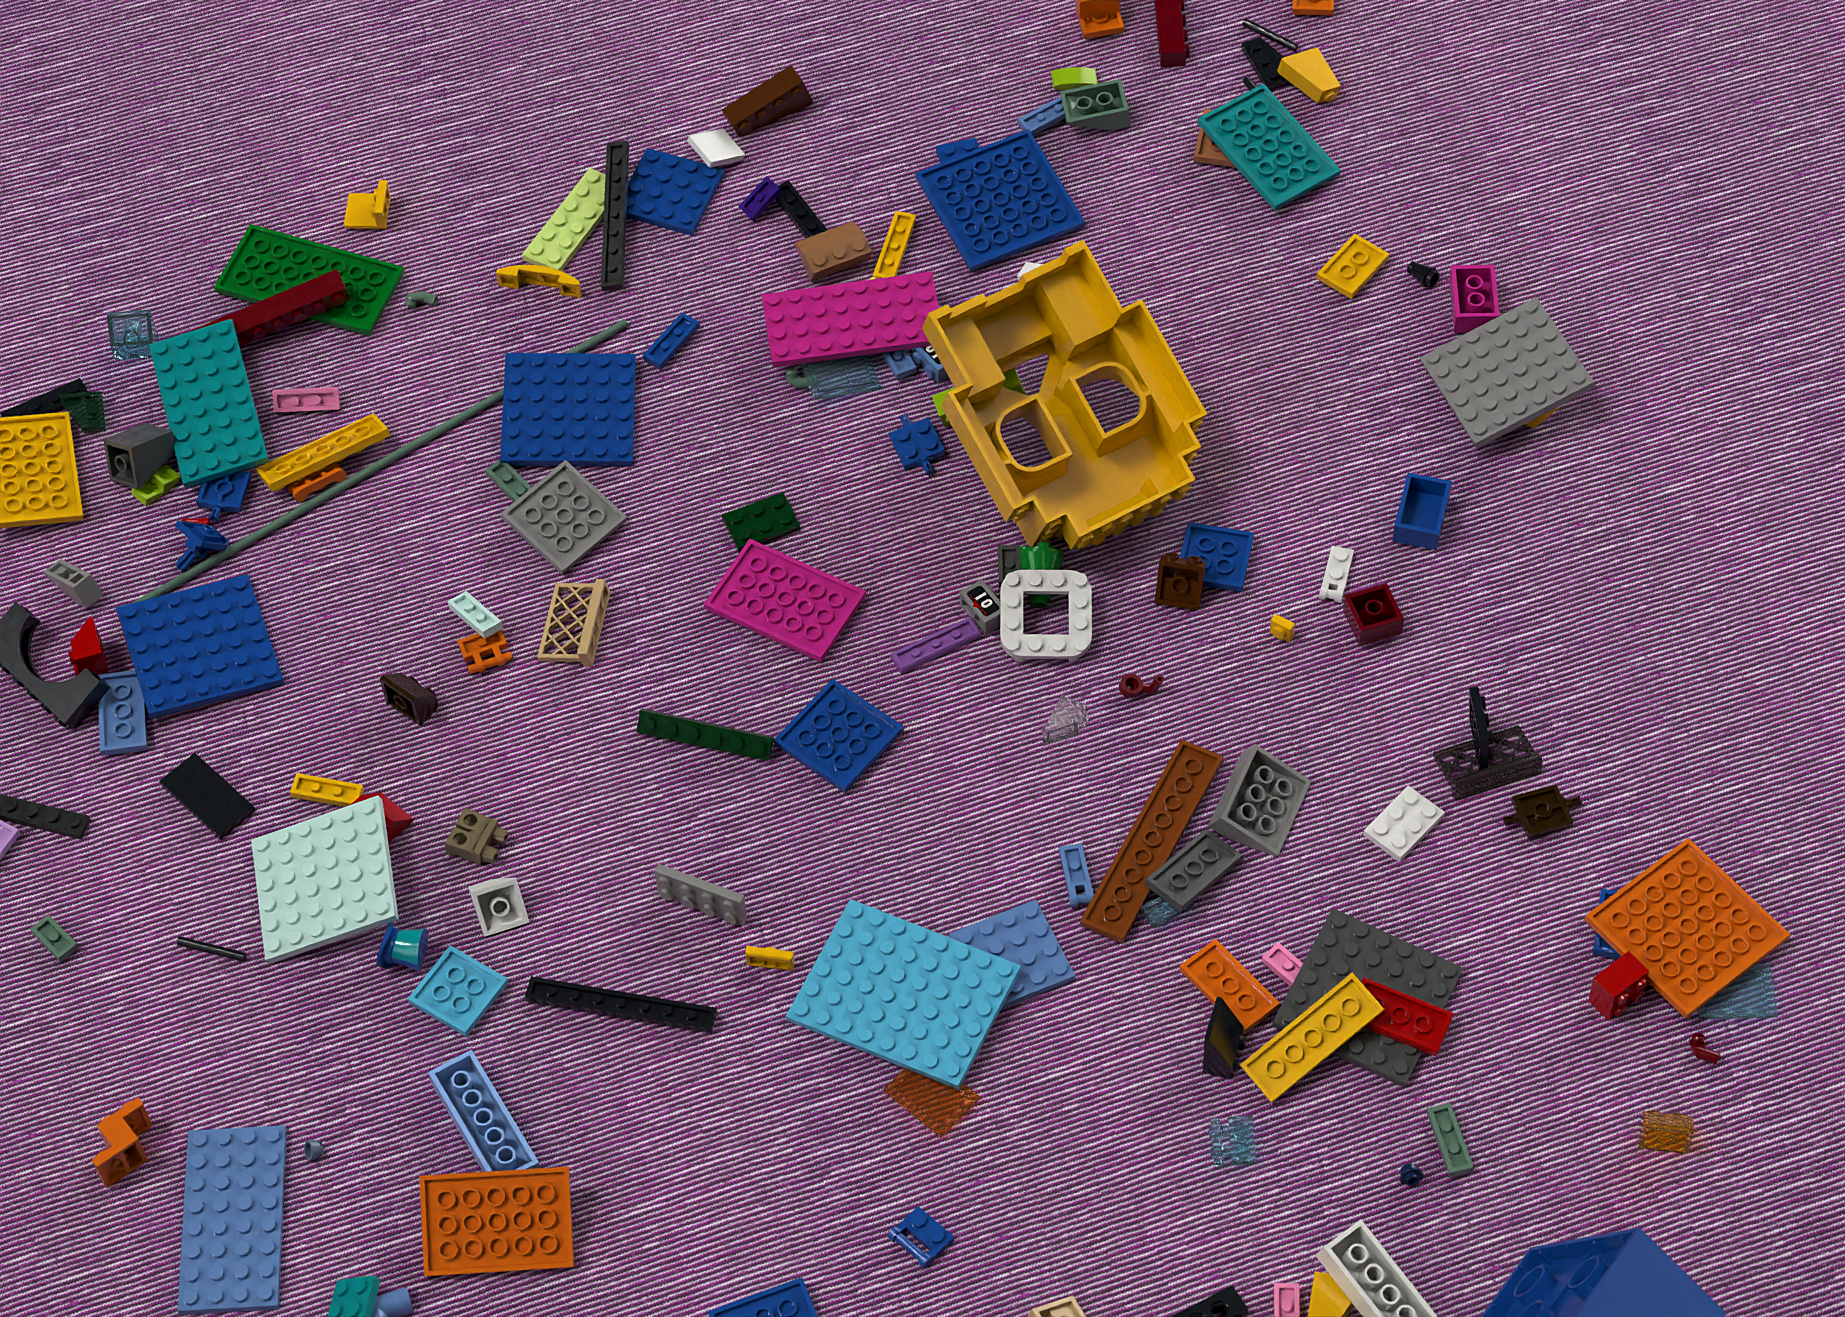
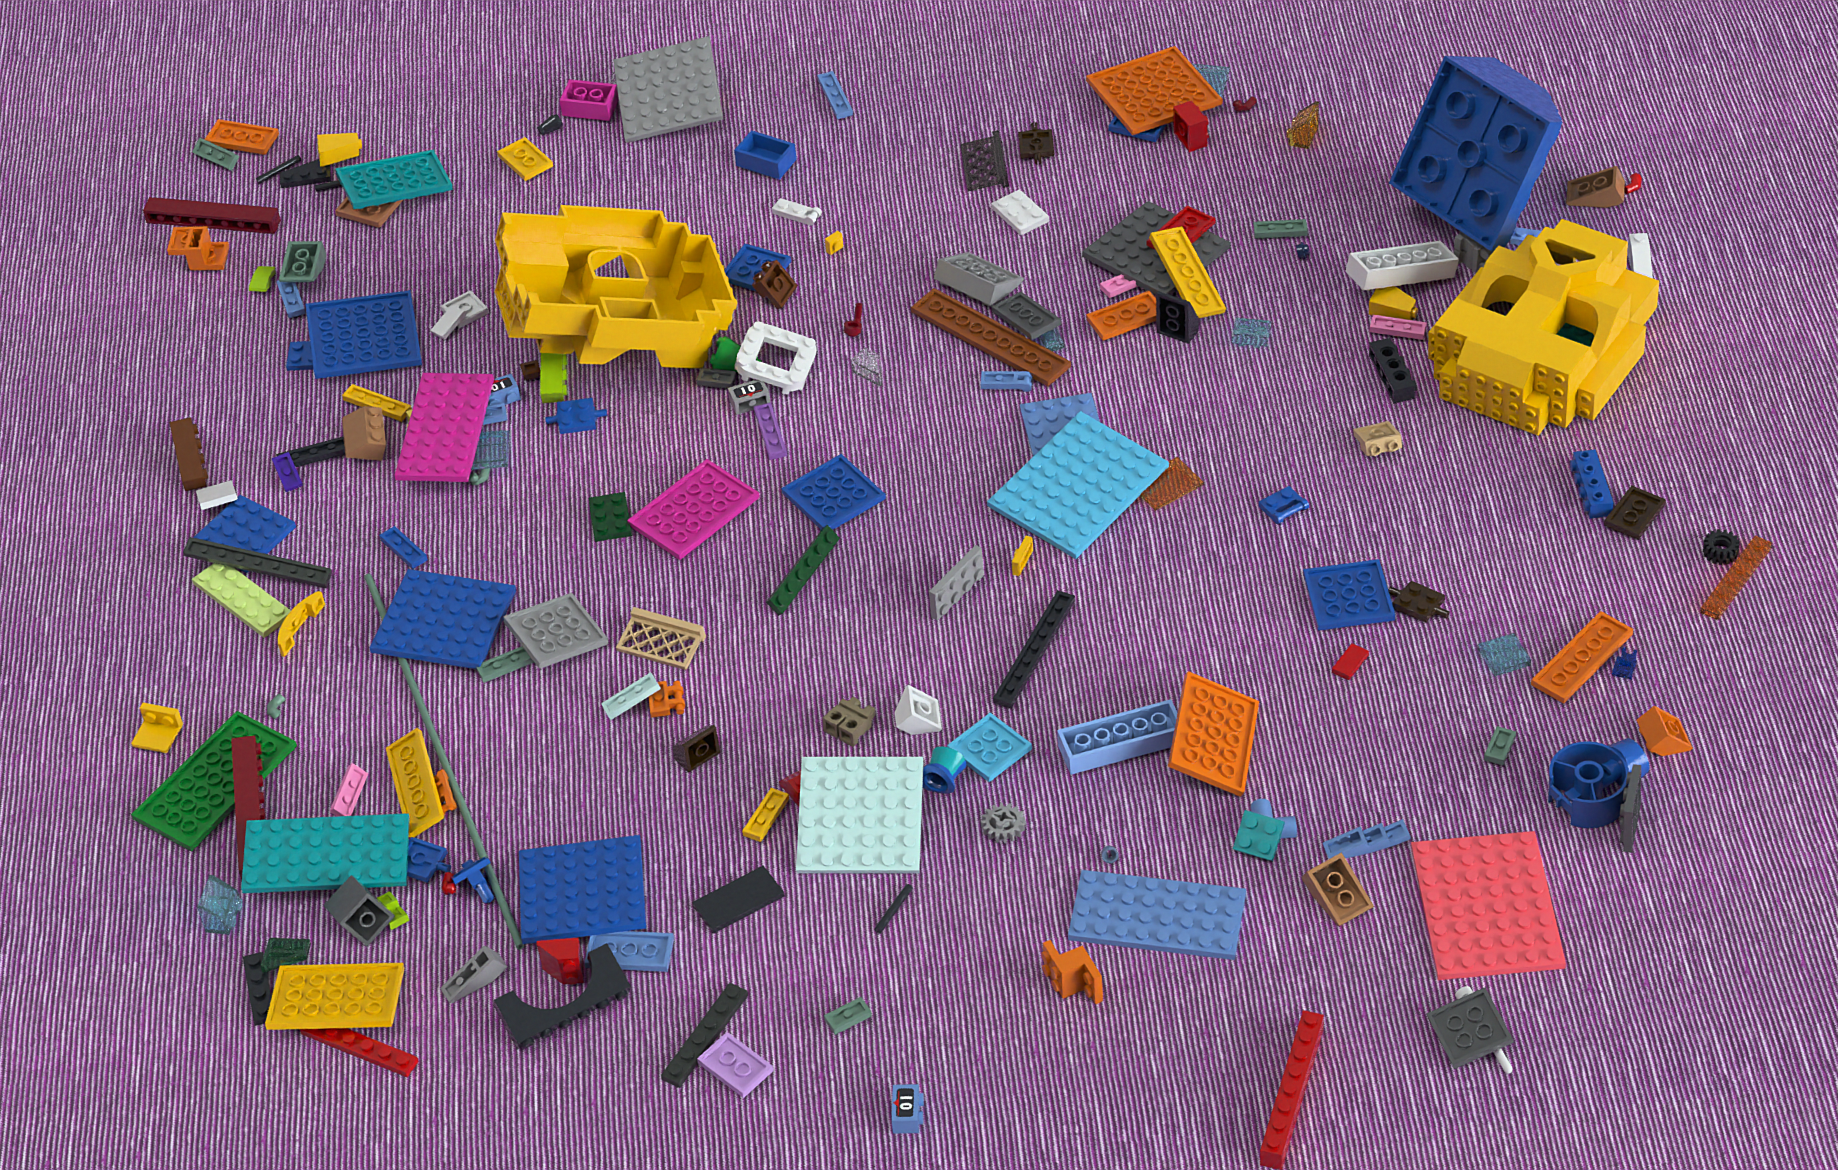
camera: 75 degrees left, 10 degrees down
(350, 1034) = (1003, 823): none -> light grey gear
(1373, 614) = (844, 193): dark red brick -> none
(1479, 722) = (965, 152): black plate -> none
(1573, 560) = (835, 95): none -> medium blue plate

